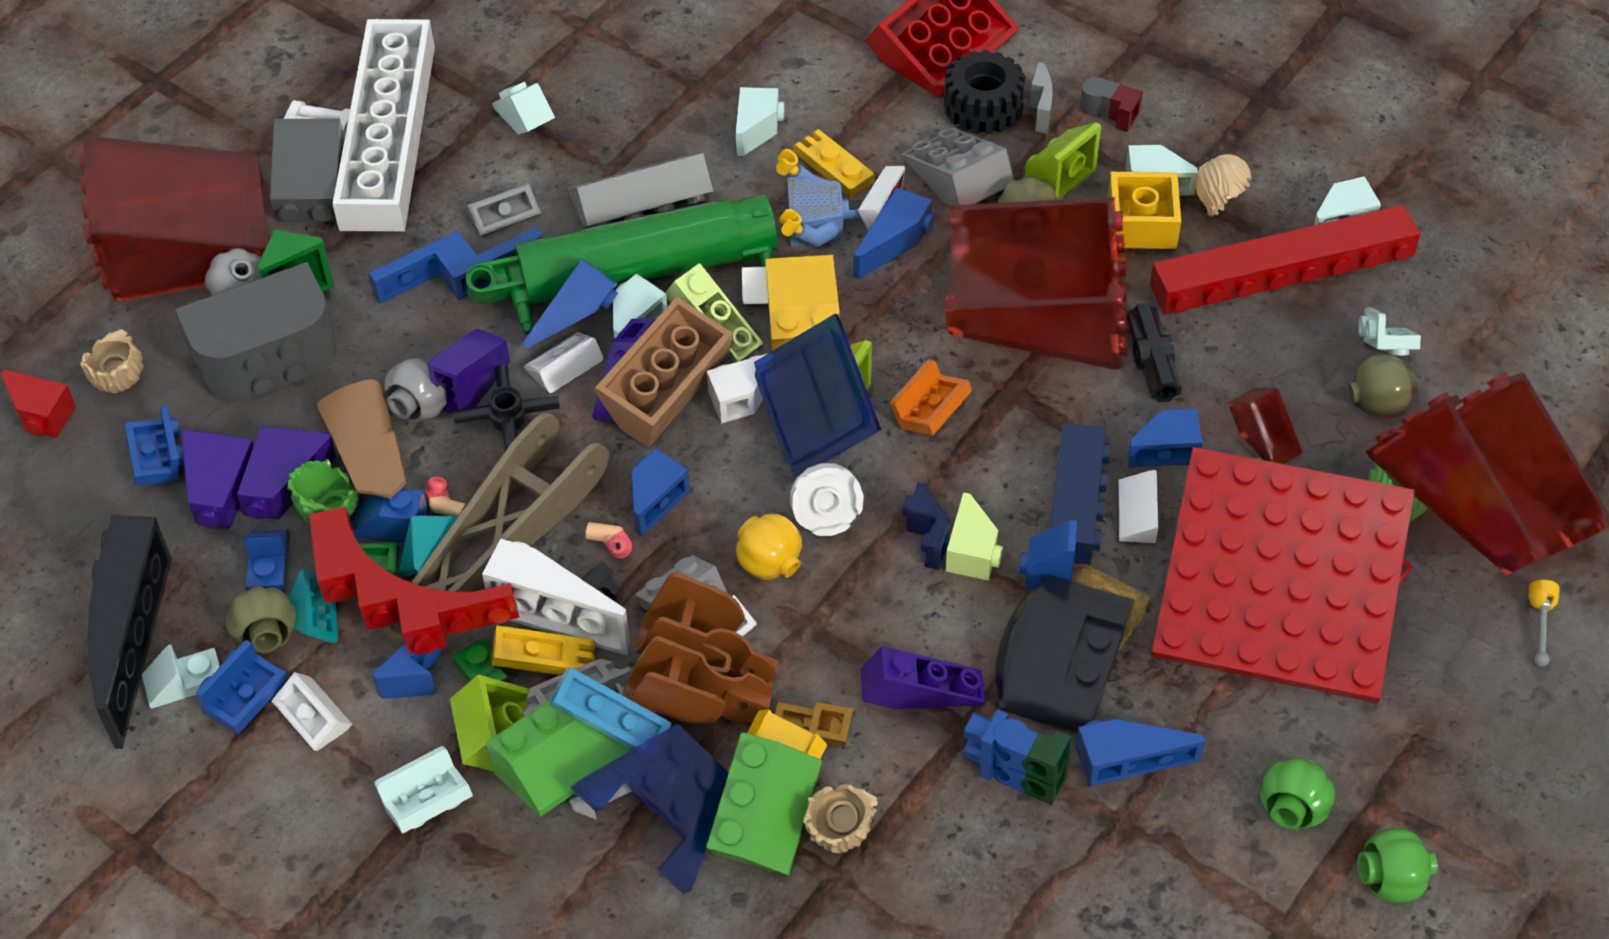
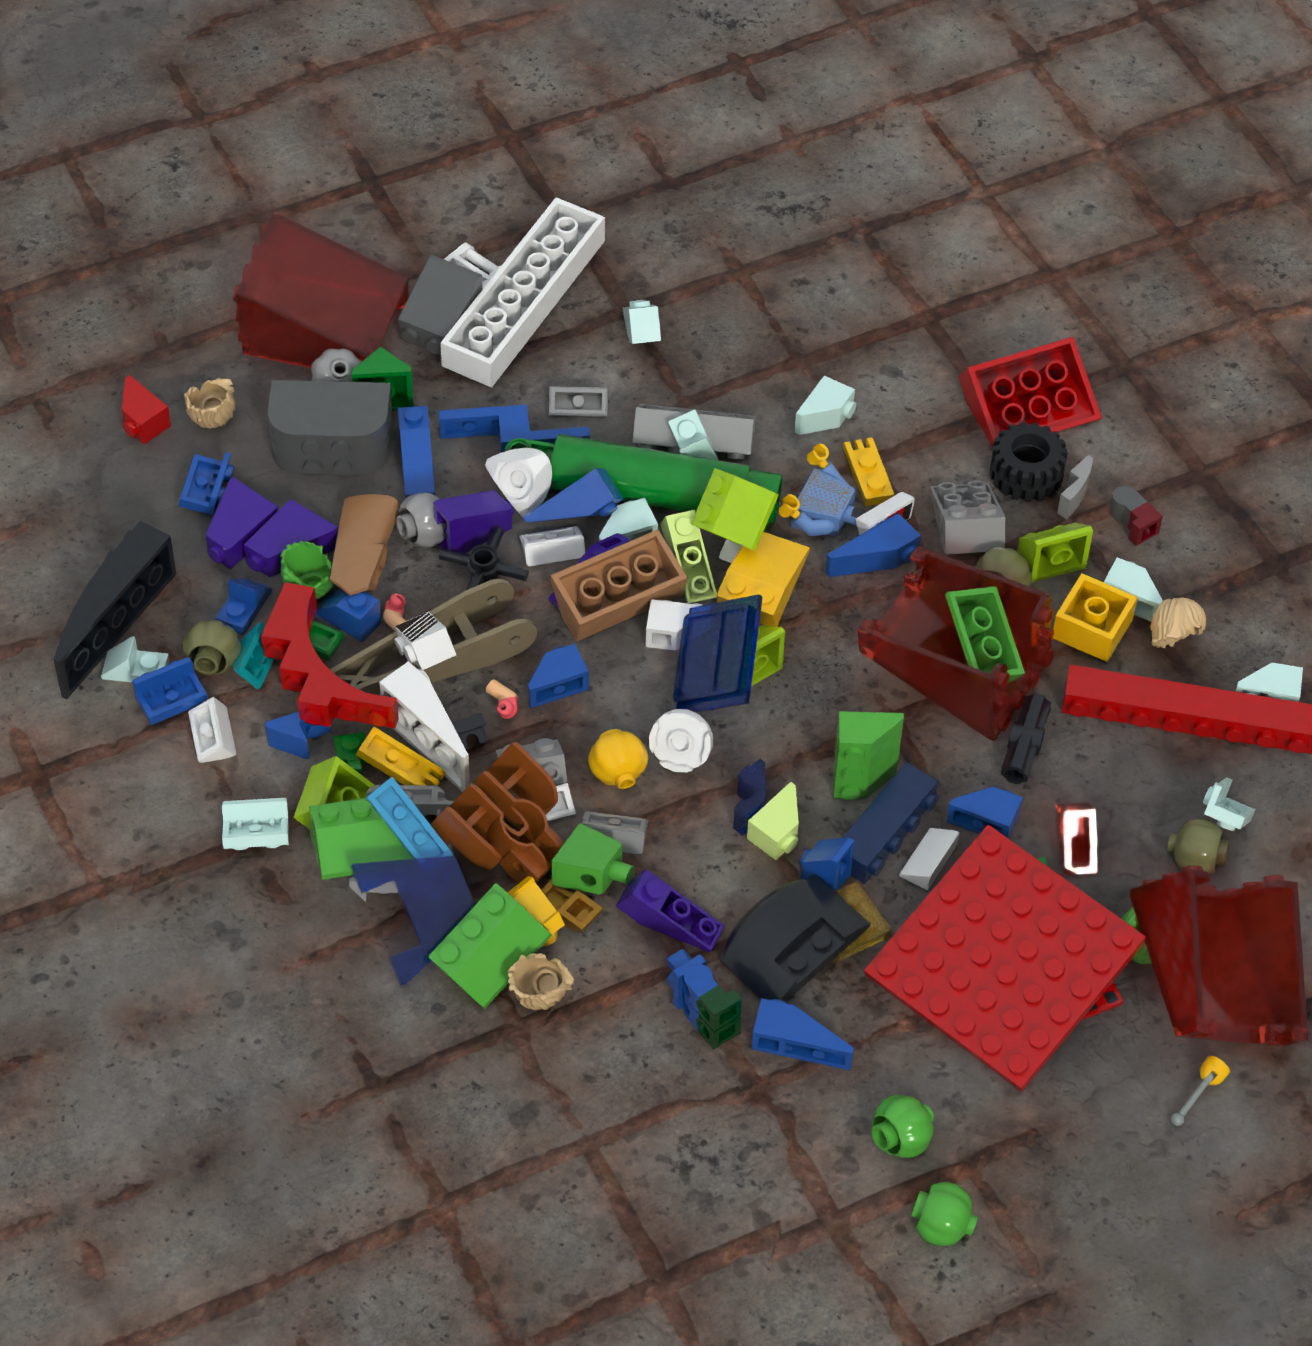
camera: 25 degrees right, 0 degrees up
(364, 323) = (416, 450): none -> blue slope
(421, 540) = (359, 637): teal slope -> none
(499, 303) = (522, 476): none -> white hat
(502, 510) = (424, 641): none -> white brick
(648, 193) = (692, 436): none -> light aqua slope
(745, 244) = (734, 509): none -> lime slope
(809, 625) = (627, 830): none -> light grey slope
(812, 666) = (590, 862): none -> bright green torso
(928, 399) = (815, 697): orange bracket -> none
(1019, 430) = (865, 752): none -> bright green slope
(1063, 260) = (984, 630): none -> bright green slope

